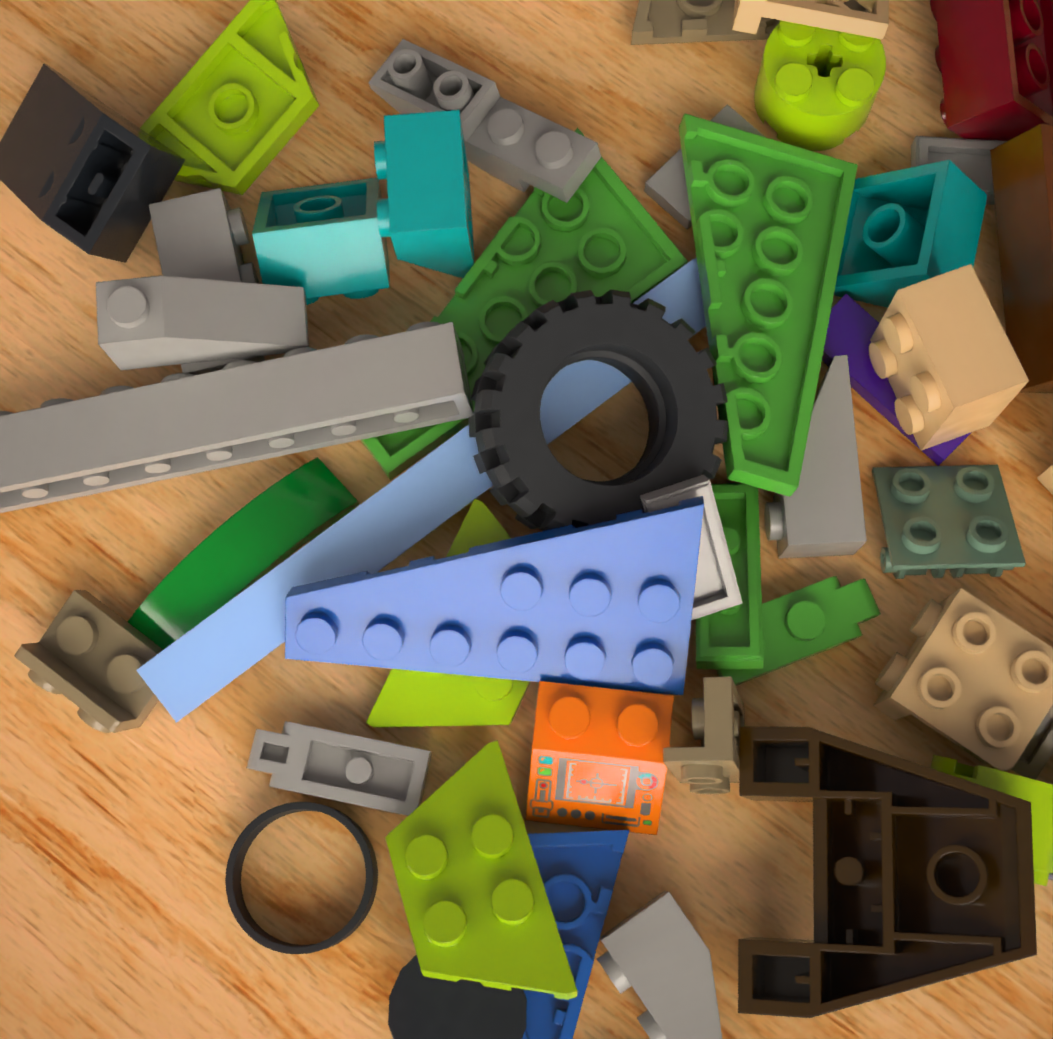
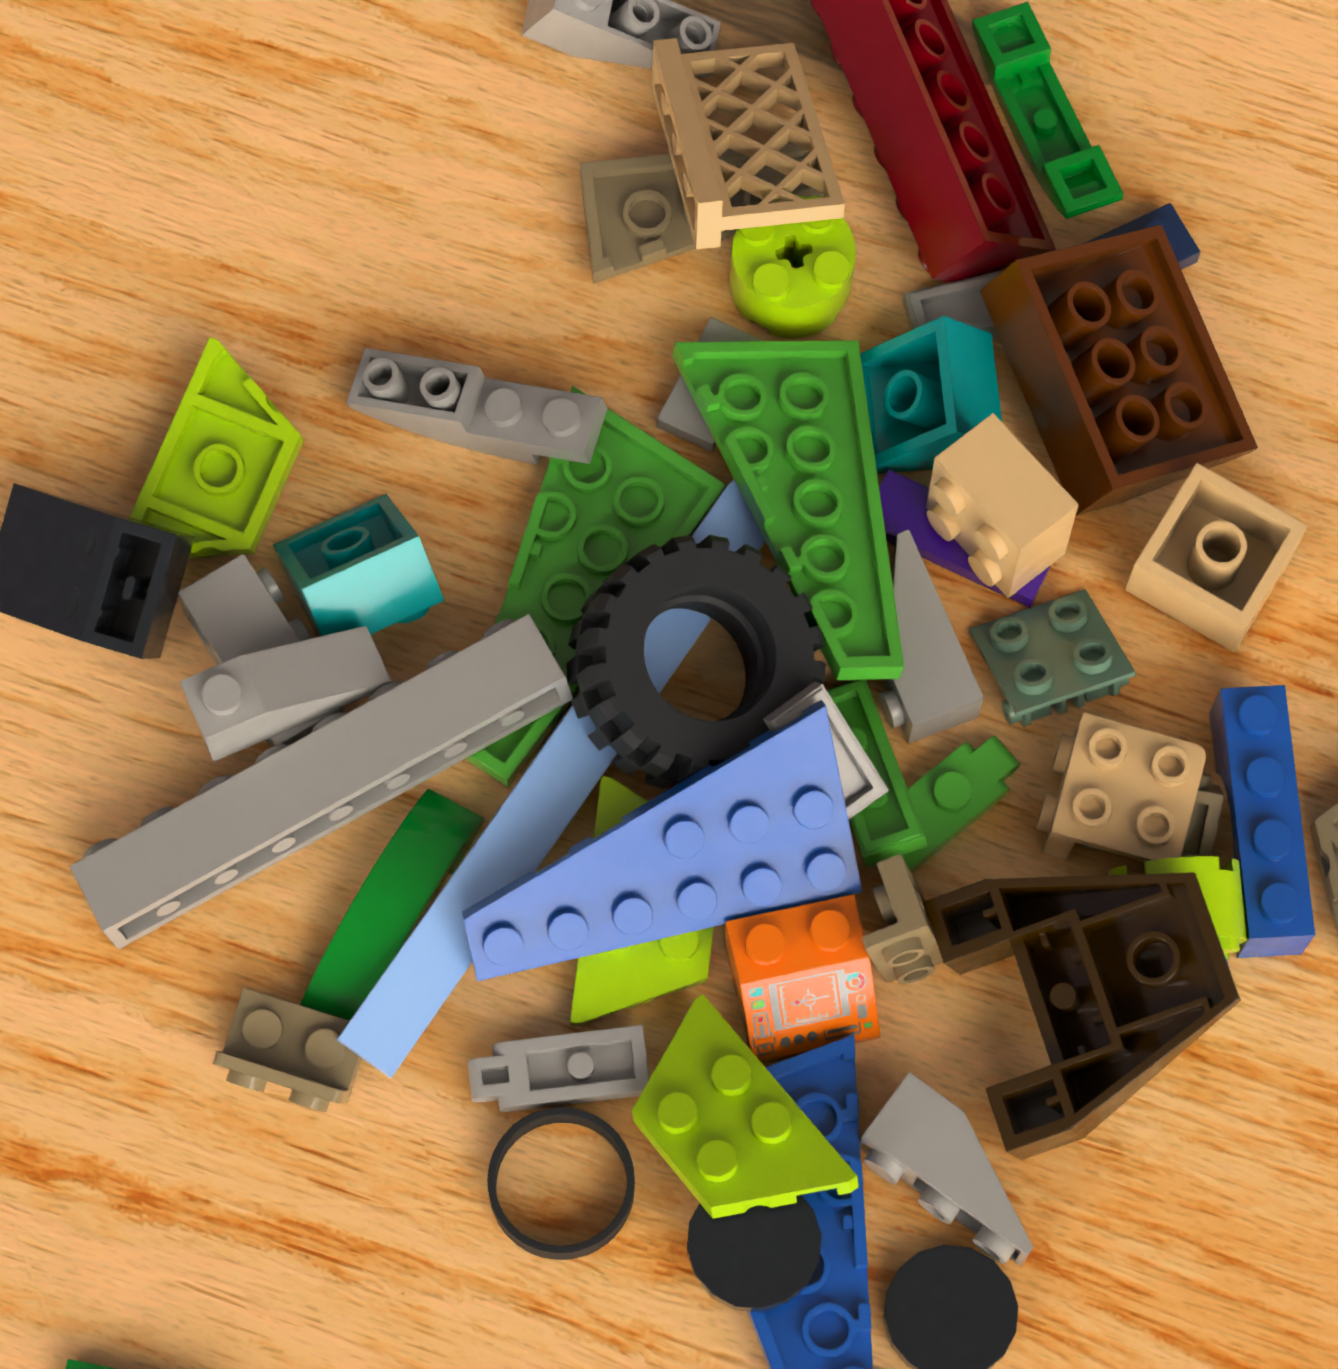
camera: 25 degrees left, 5 degrees down
(426, 190) = (456, 495): teal slope -> none

